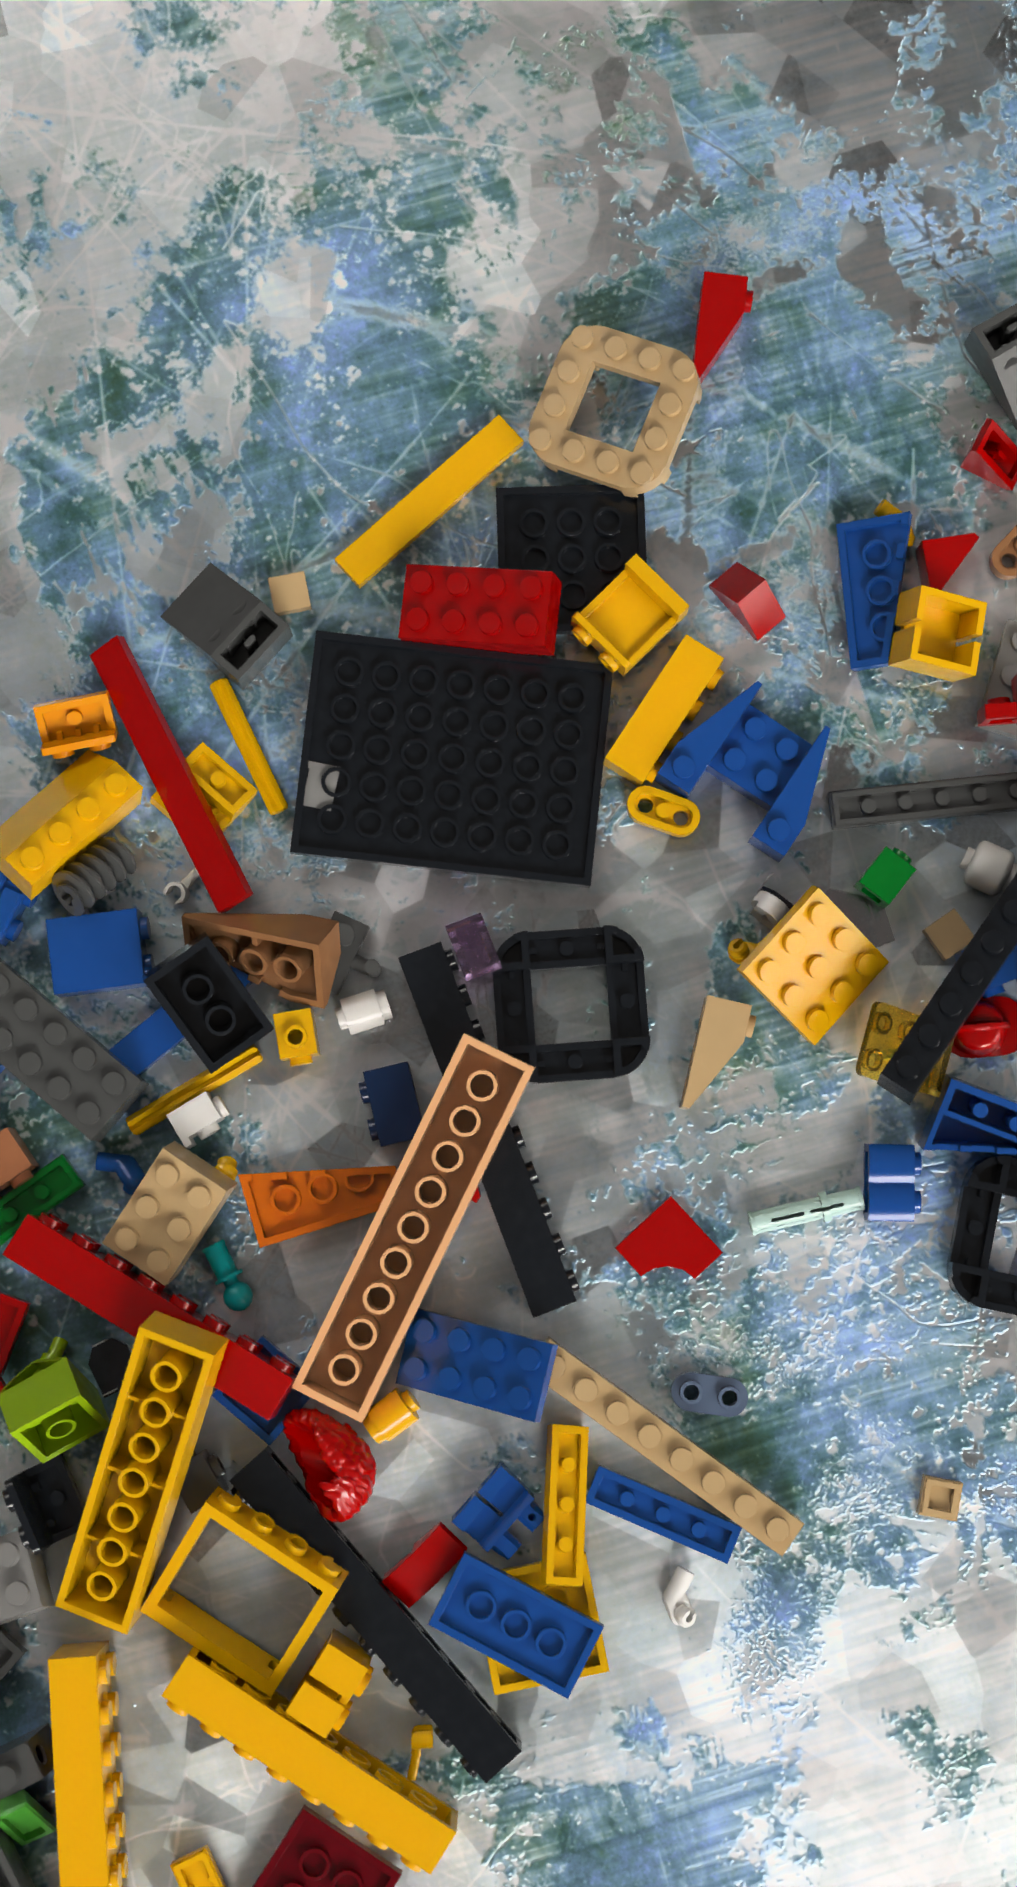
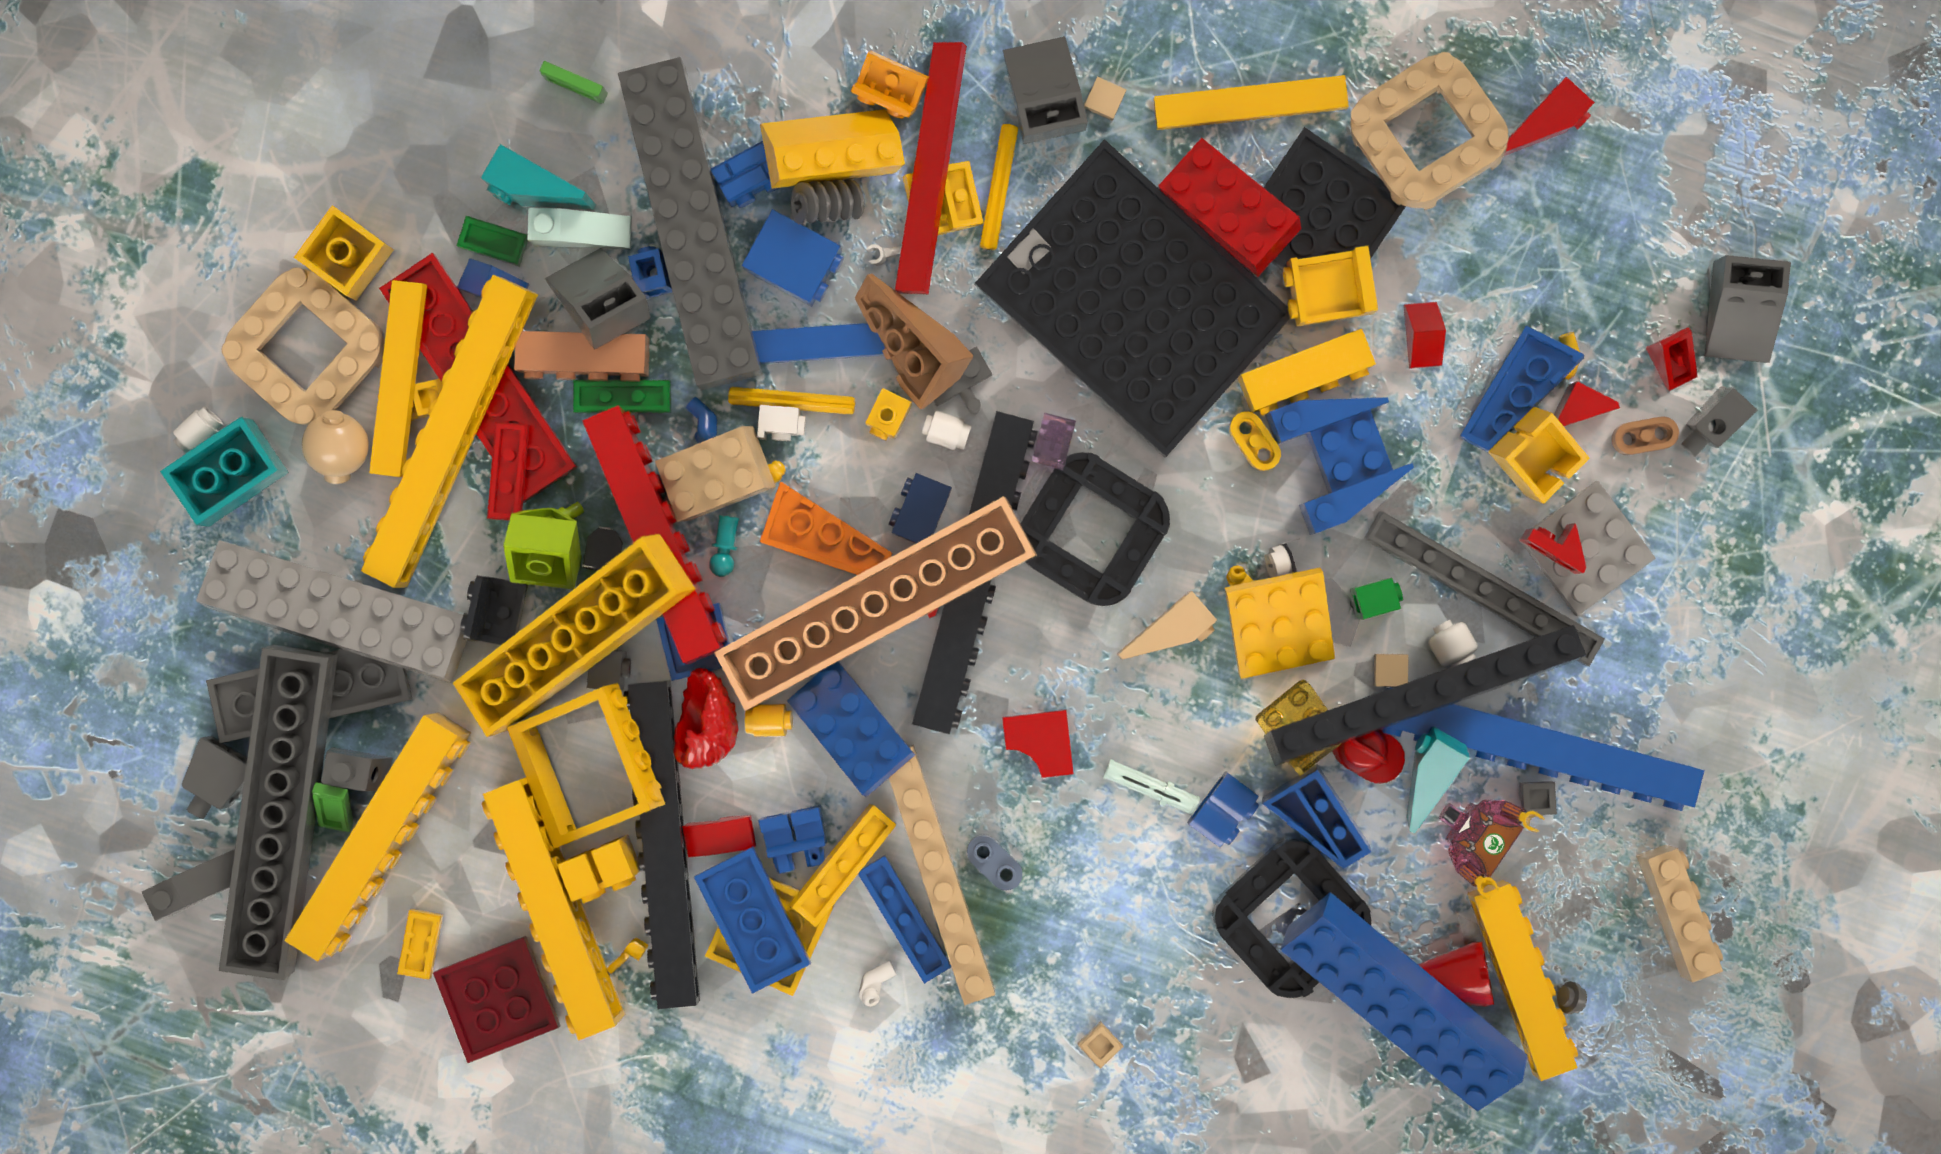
camera: 35 degrees right, 5 degrees up
(207, 1002) = (843, 347): black brick -> none

